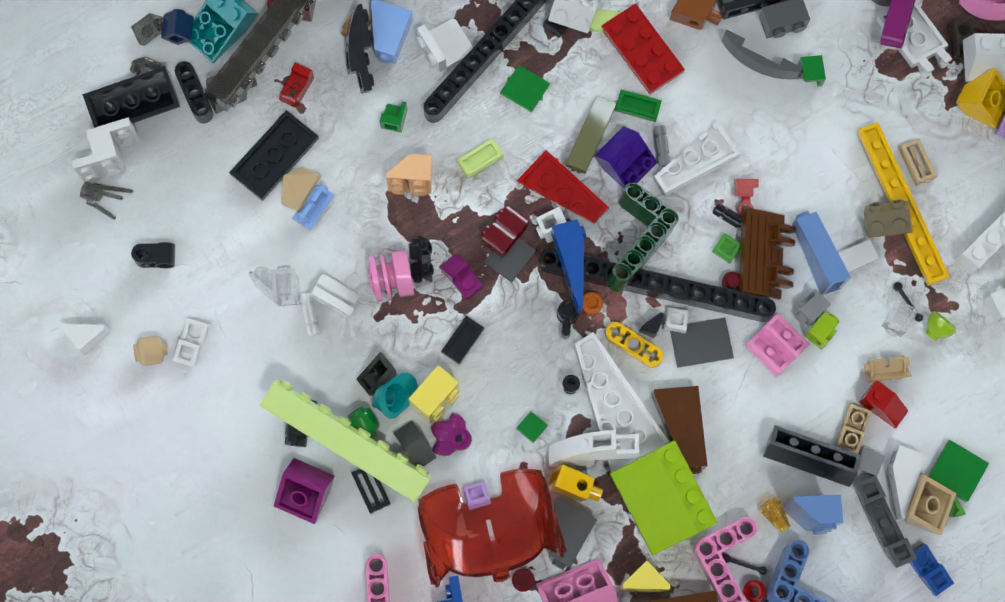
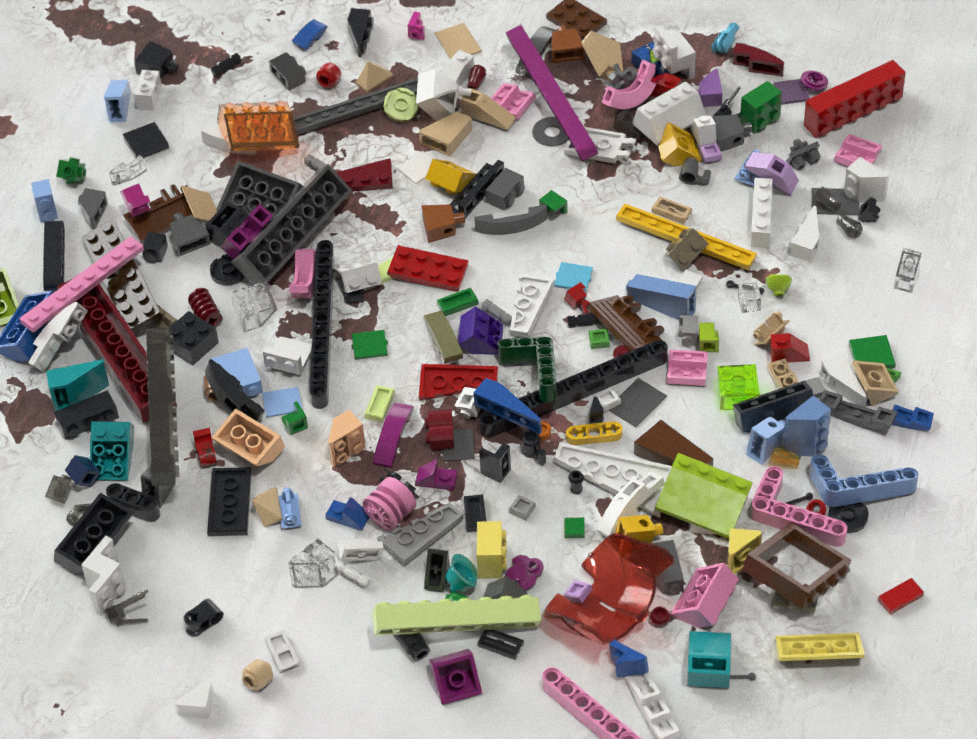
camera: 35 degrees left, 25 degrees down
(333, 109) = (249, 439): none -> light nougat slope
(355, 250) = (347, 514): none -> blue slope
(395, 323) = (414, 538): none -> light grey wing
(402, 86) = (280, 401): none -> light blue window
(463, 198) = (391, 434): none -> magenta slope
(506, 368) = (522, 507): none -> light grey tile
(520, 313) = (495, 464): none -> black panel
(764, 162) = (572, 274): none -> medium azure piece
(775, 483) = (764, 439): none -> light blue torso
(800, 406) = (736, 384): none -> clear neon green brick
(970, 135) = (689, 173): none -> dark grey piece

